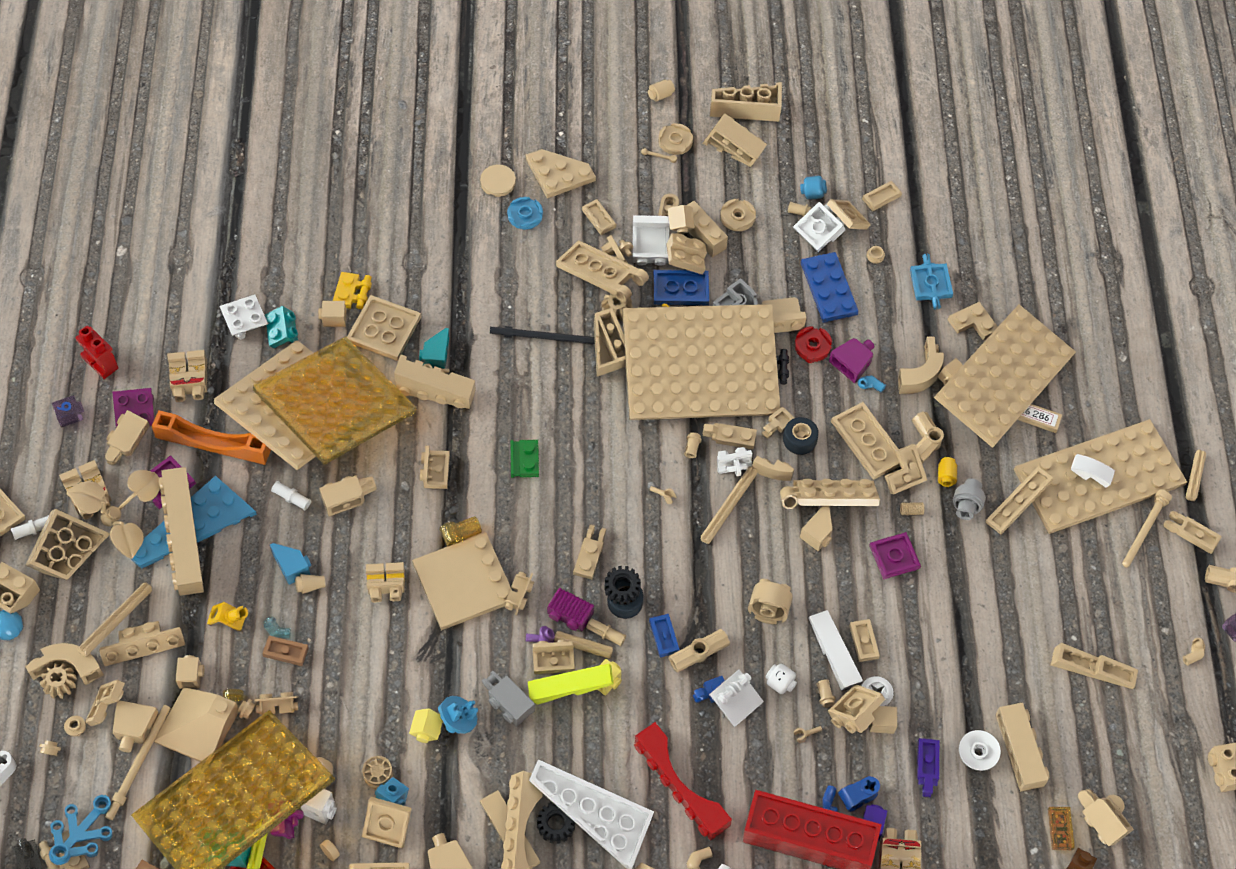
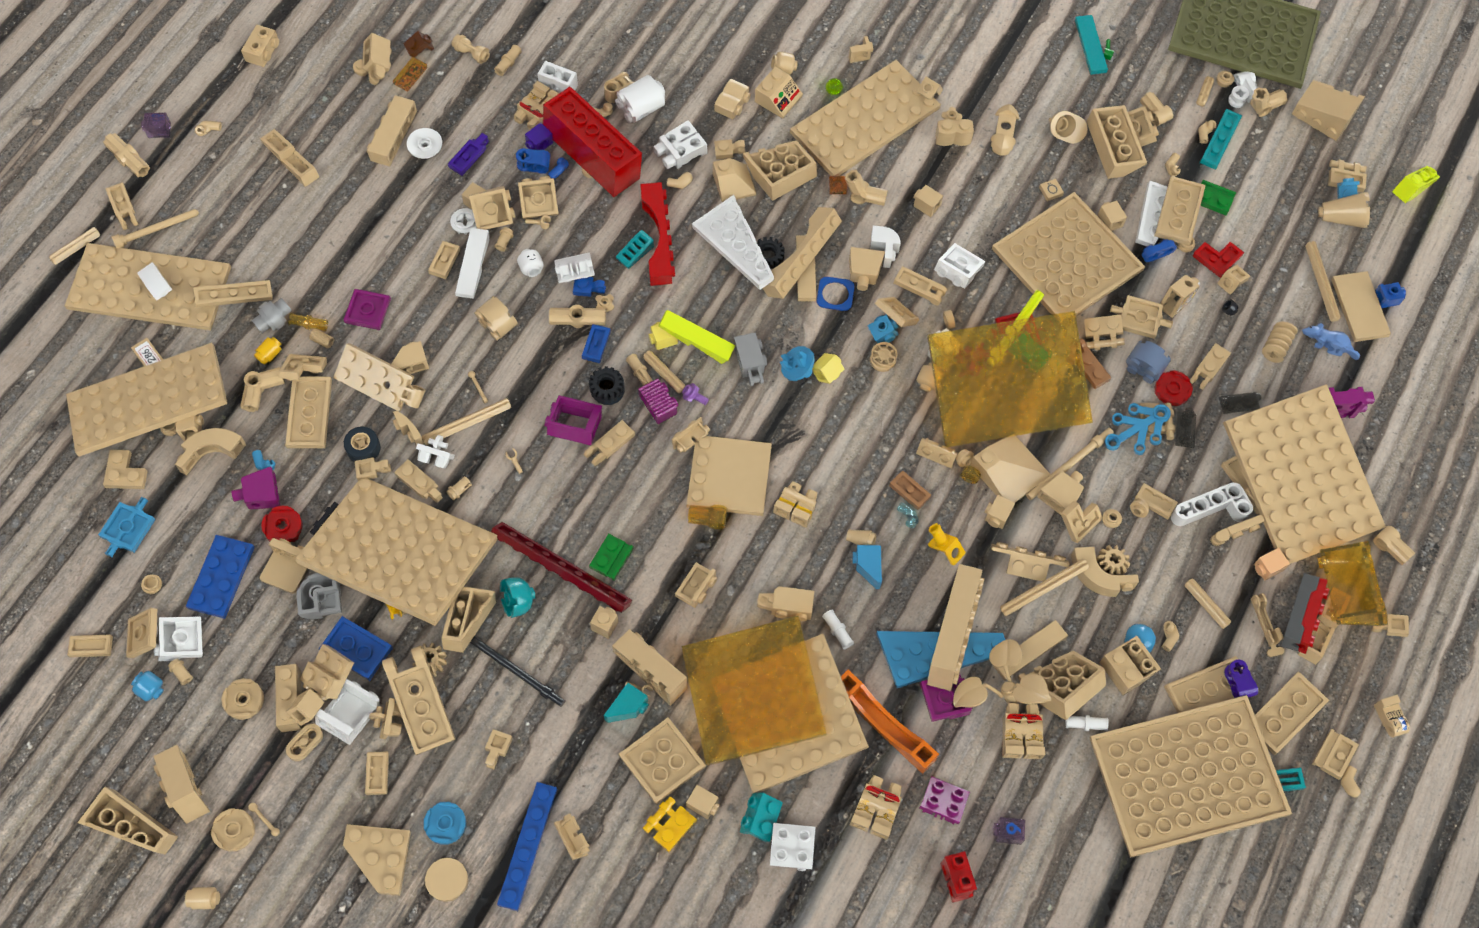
camera: 150 degrees left, 5 degrees up
(35, 765) = (1157, 501): none -> tan plate
(102, 574) = (1037, 646): none -> tan tile
(125, 437) = (965, 767): tan hinge -> none
(421, 244) = (575, 843): none -> tan hinge
(453, 228) = (527, 847): none -> blue plate
(472, 804) = (842, 307): none -> blue piece
(494, 400) = (604, 621): none -> tan brick
(520, 276) = (497, 745): none -> tan plate
(553, 657) = (695, 370): tan bracket -> none
(560, 425) = (562, 567): none -> dark red plate
(579, 381) = (517, 596): none -> teal cylinder
(613, 552) = (577, 408): none -> magenta window
(684, 687) = (608, 299): none -> tan plate
(690, 769) = (641, 239): none -> teal slope
(757, 549) = (471, 374): none -> tan hinge
(824, 753) = (538, 197): none -> tan plate
(935, 516) = (308, 322): none -> clear yellow pin

